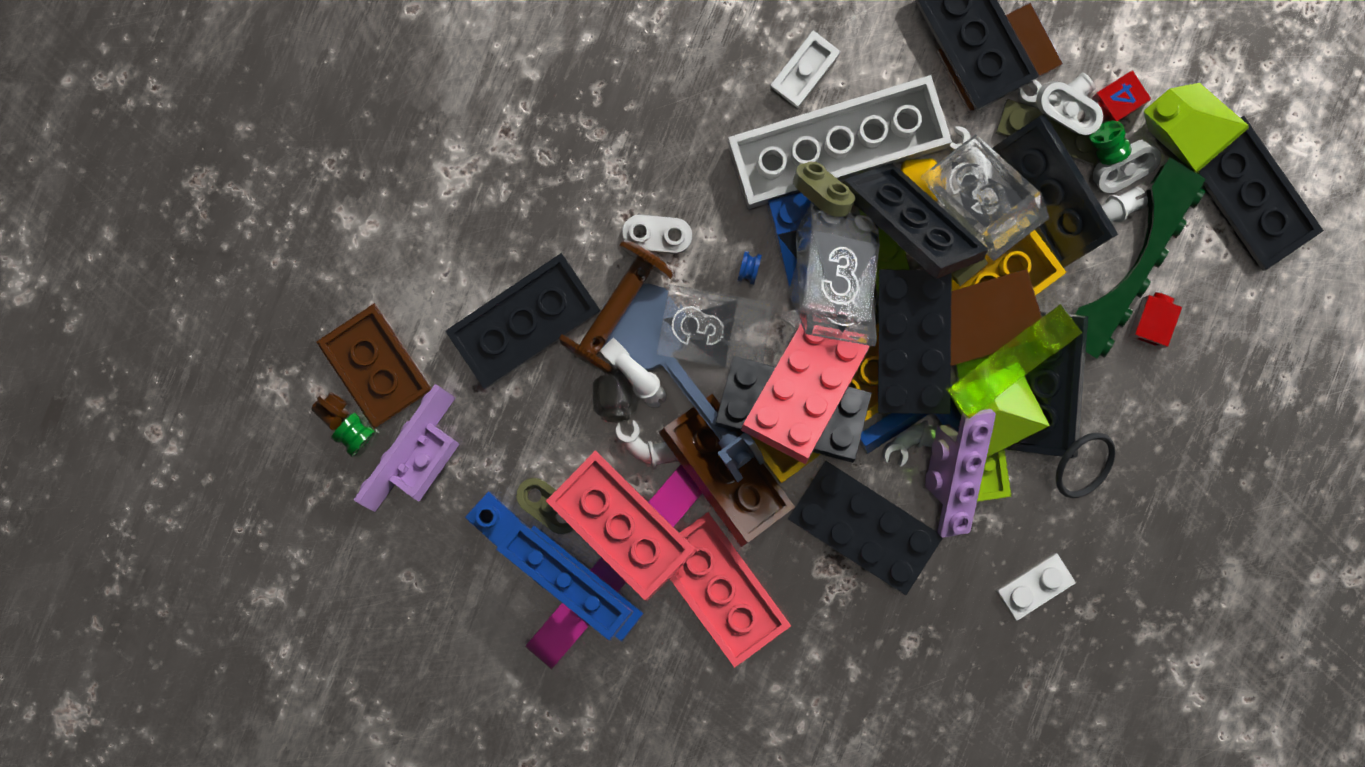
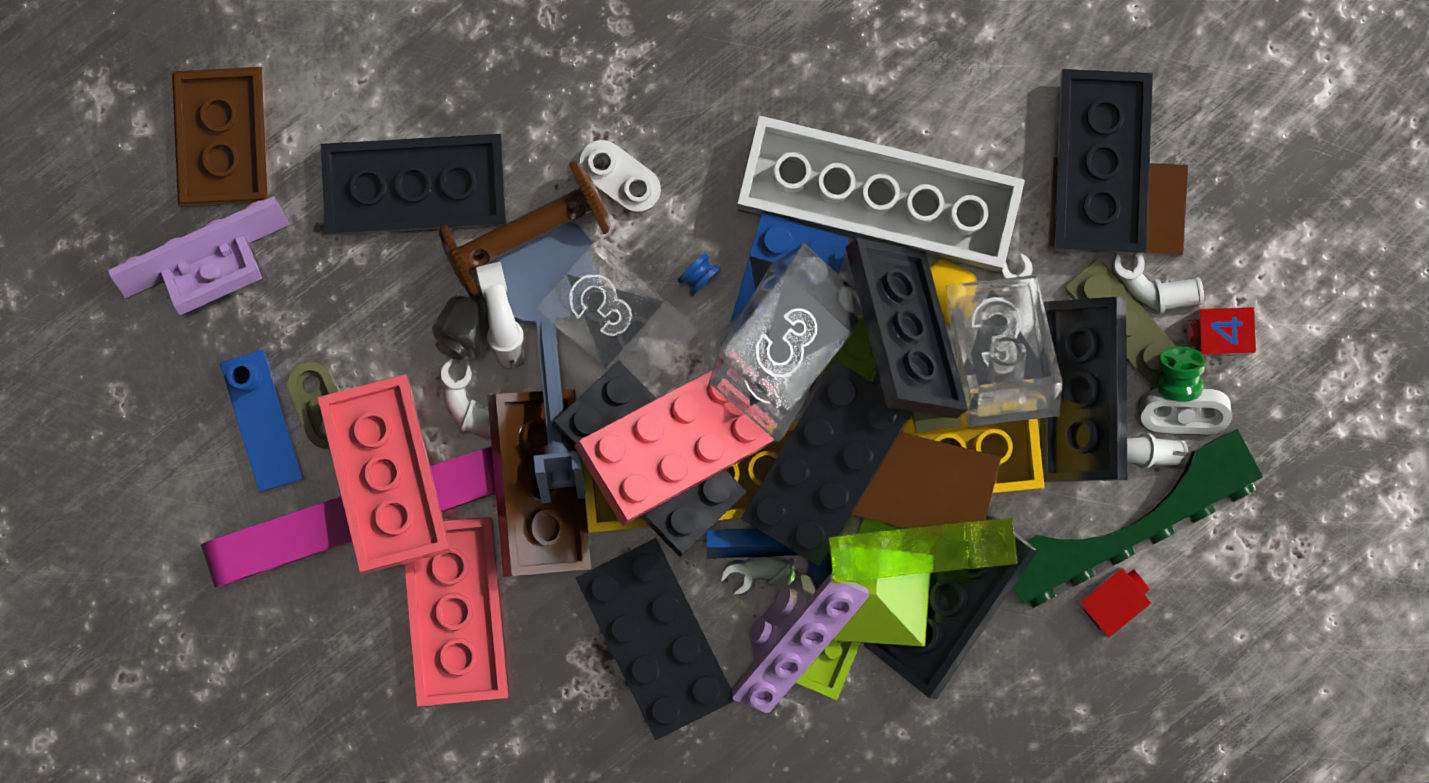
camera: 25 degrees right, 0 degrees up
(330, 409) = (143, 156): reddish brown plate -> none
(353, 434) = (151, 198): green wheel -> none
(570, 581) = (289, 501): blue fence -> none
(805, 69) = (893, 91): white plate -> none
(823, 189) = (827, 235): olive plate -> none
(1068, 106) = (1157, 306): white plate -> none
(1071, 450) = (926, 689): black tyre -> none
(1193, 124) = (1287, 407): lime slope -> none
(1259, 200) = (1309, 525): black plate -> none

